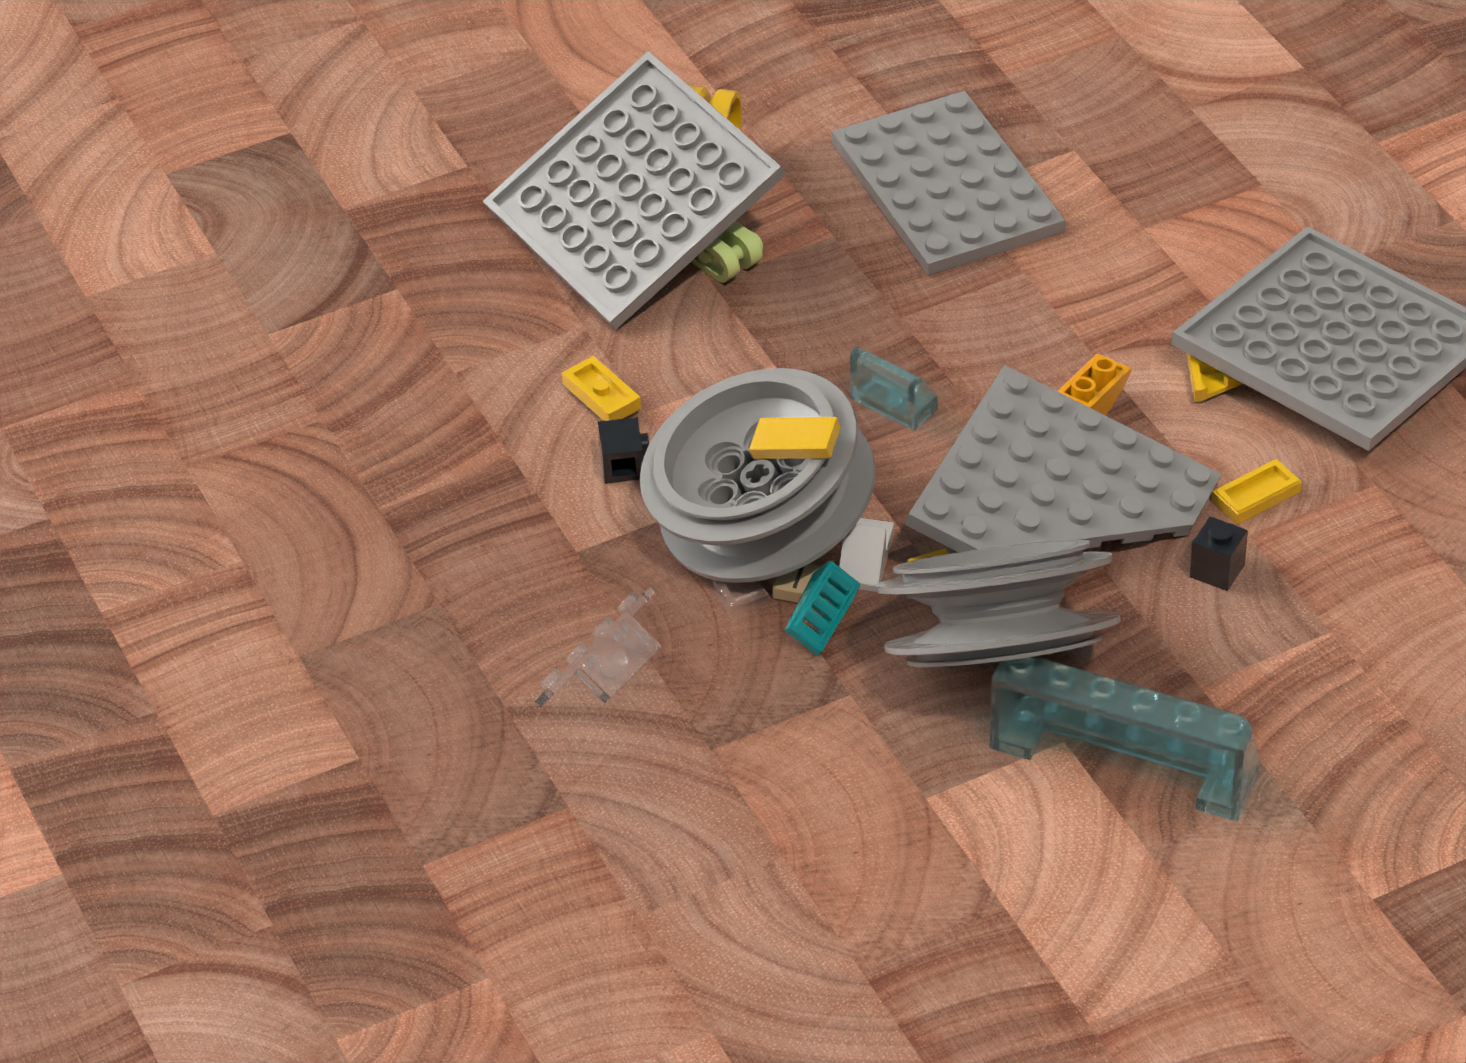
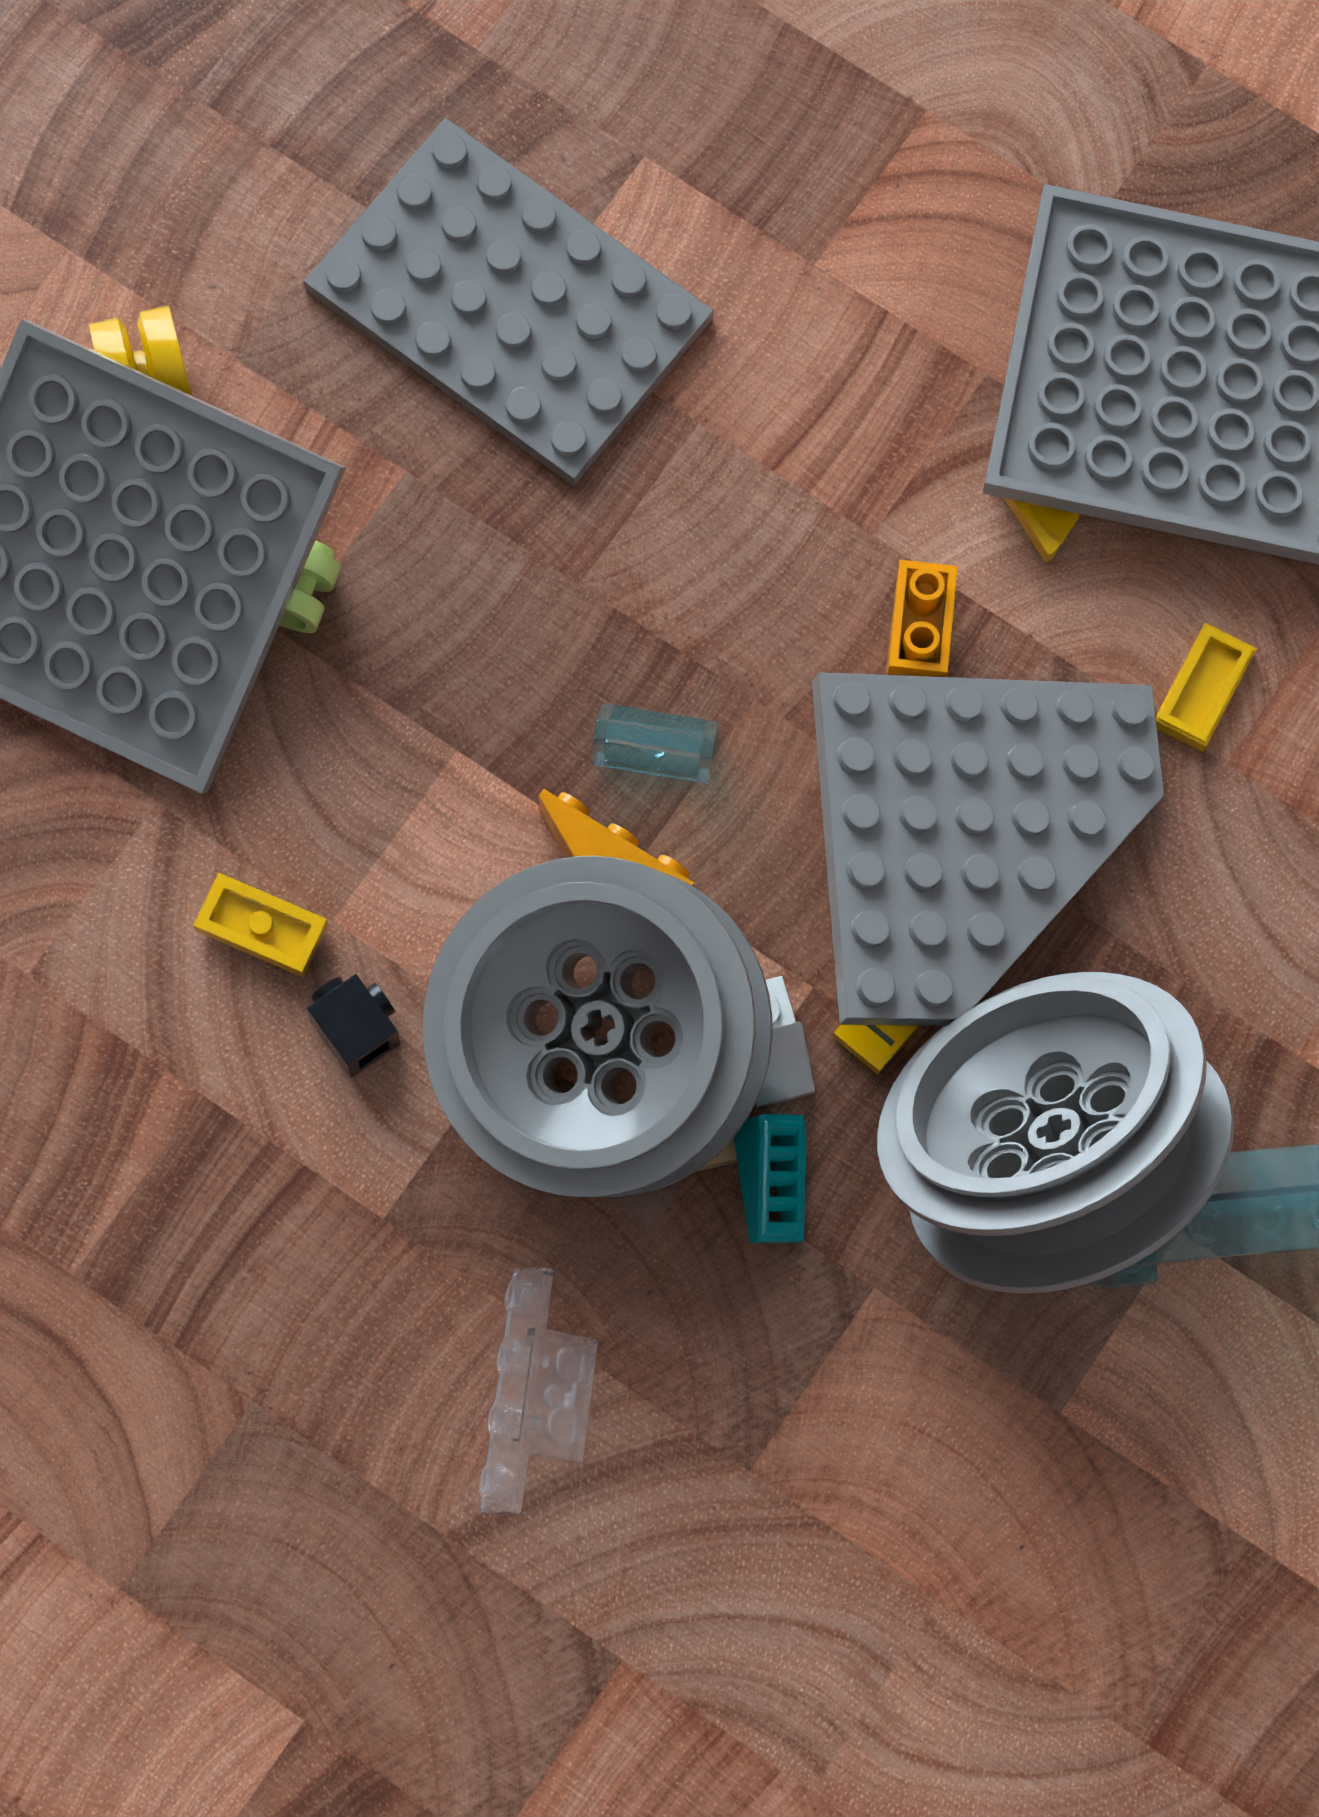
camera: 35 degrees left, 30 degrees up
(795, 438) = (665, 1004): yellow tile -> none
(1218, 553) = (1225, 833): black brick -> none

